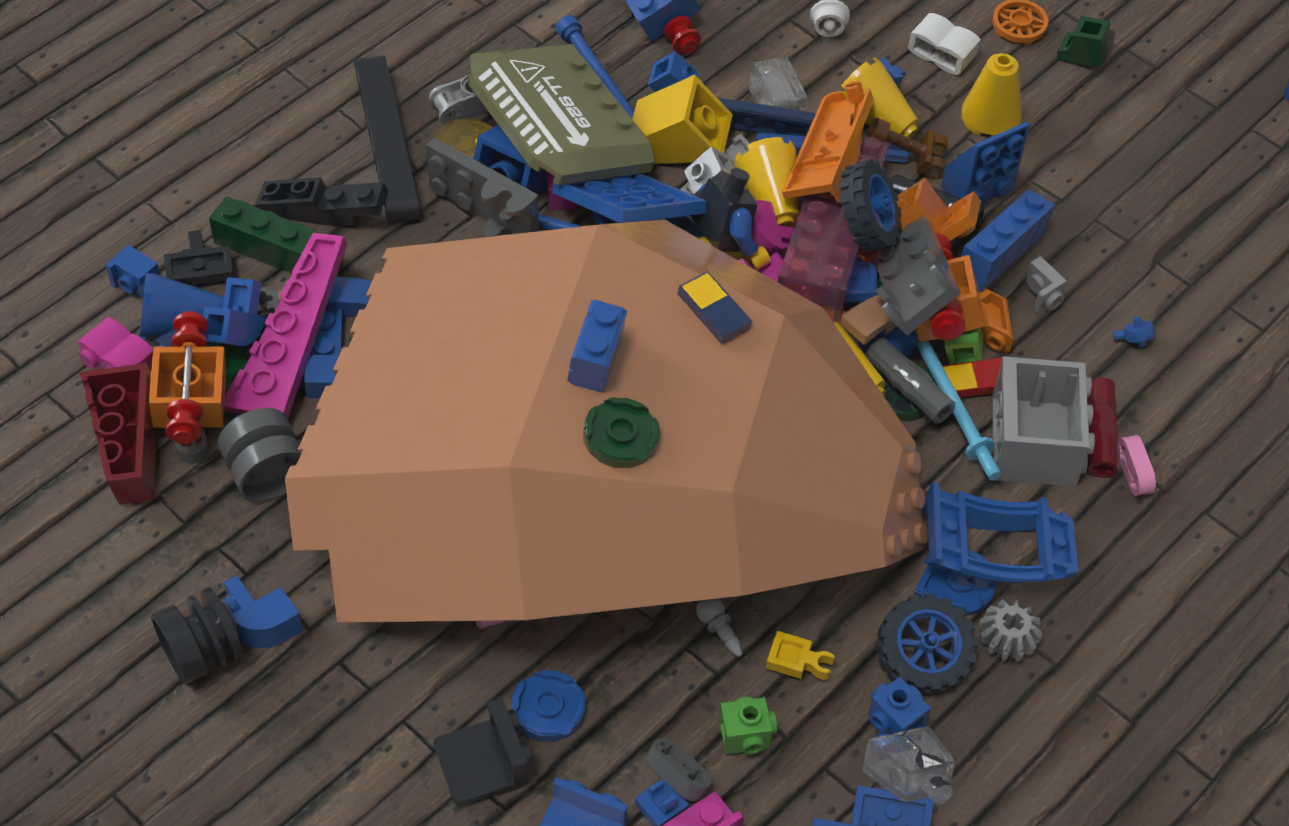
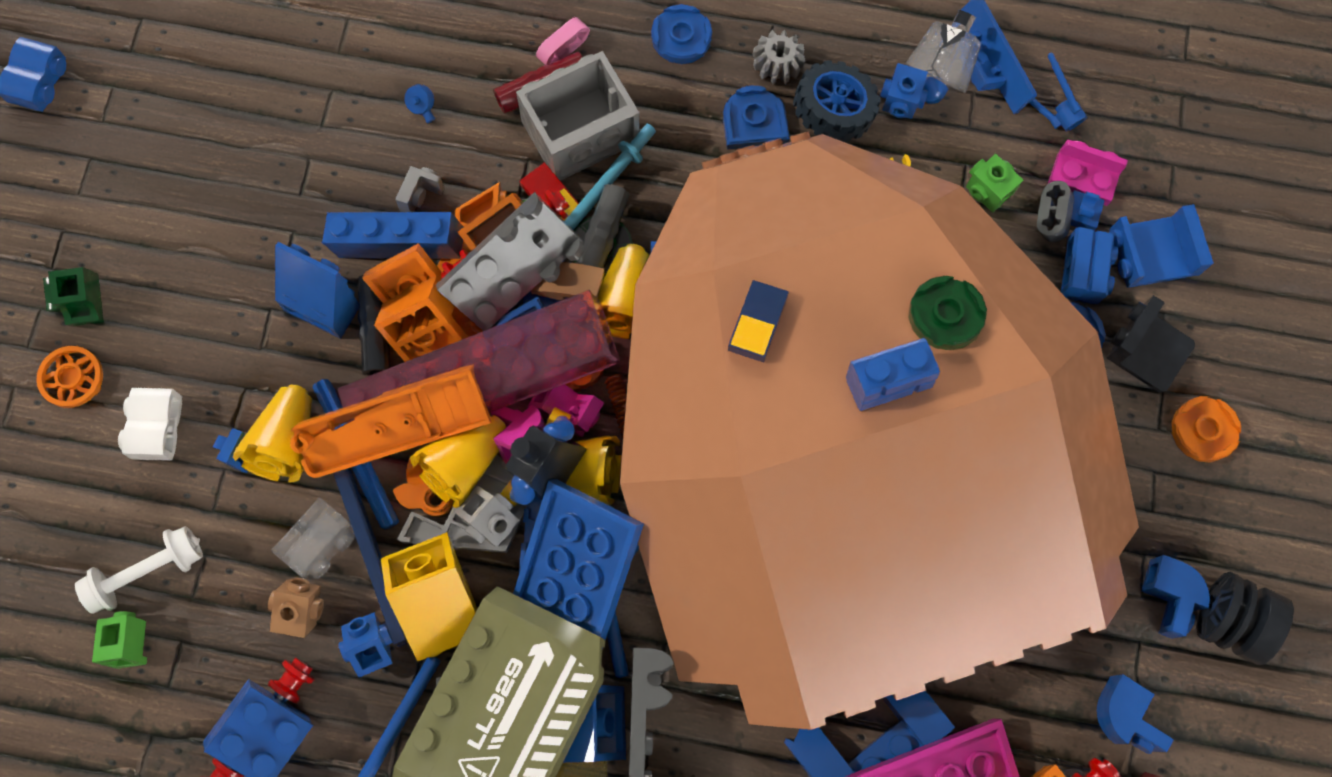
camera: 125 degrees left, 20 degrees up
(203, 506) = (1121, 714): none -> blue brick
(259, 453) = (1051, 706): dark grey wheel -> none
(371, 757) = (1206, 429): none -> orange tile
(601, 756) = (1088, 265): none -> blue brick
(733, 55) = (295, 607): none -> medium nougat brick
(870, 205) = (469, 326): black wheel -> none
(928, 146) = (313, 368): reddish brown bar -> none
(948, 546) = (734, 127): blue wedge -> none
(995, 97) = (213, 336): yellow cone -> none
(1099, 577) = (681, 34): none -> blue tile

